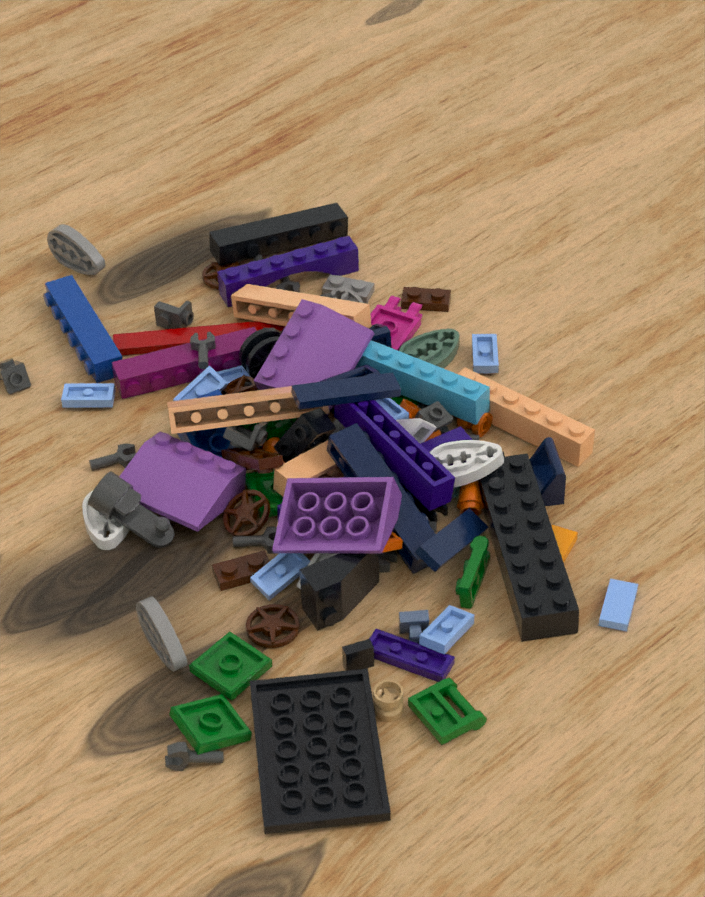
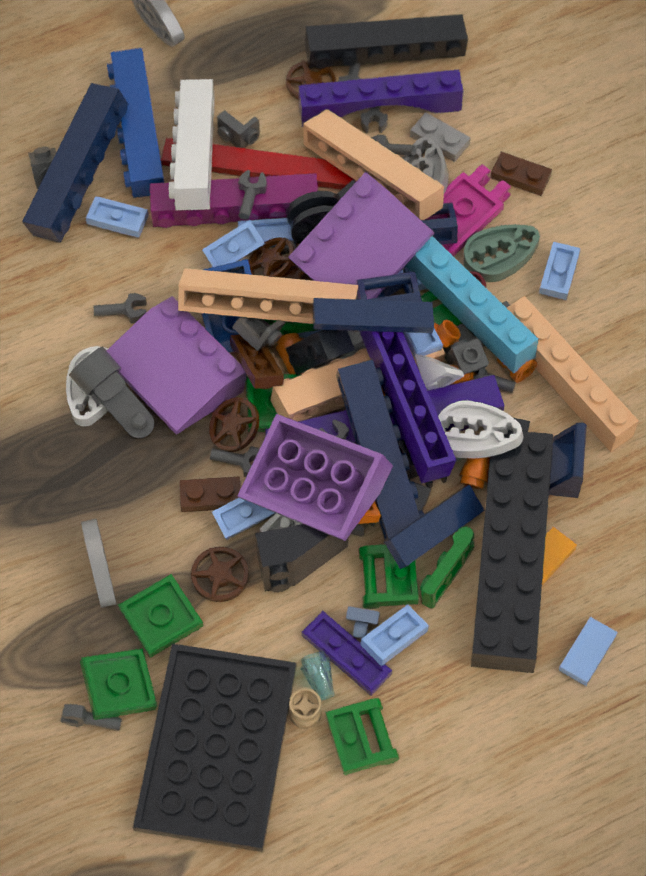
camera: 15 degrees right, 20 degrees up
(40, 362) = (75, 163): none -> dark blue brick
(141, 328) = (193, 145): none -> white brick
(358, 655) = (292, 643): black tile -> none
(387, 668) = (318, 674): none -> clear light blue cone
(432, 585) = (400, 583): none -> green plate

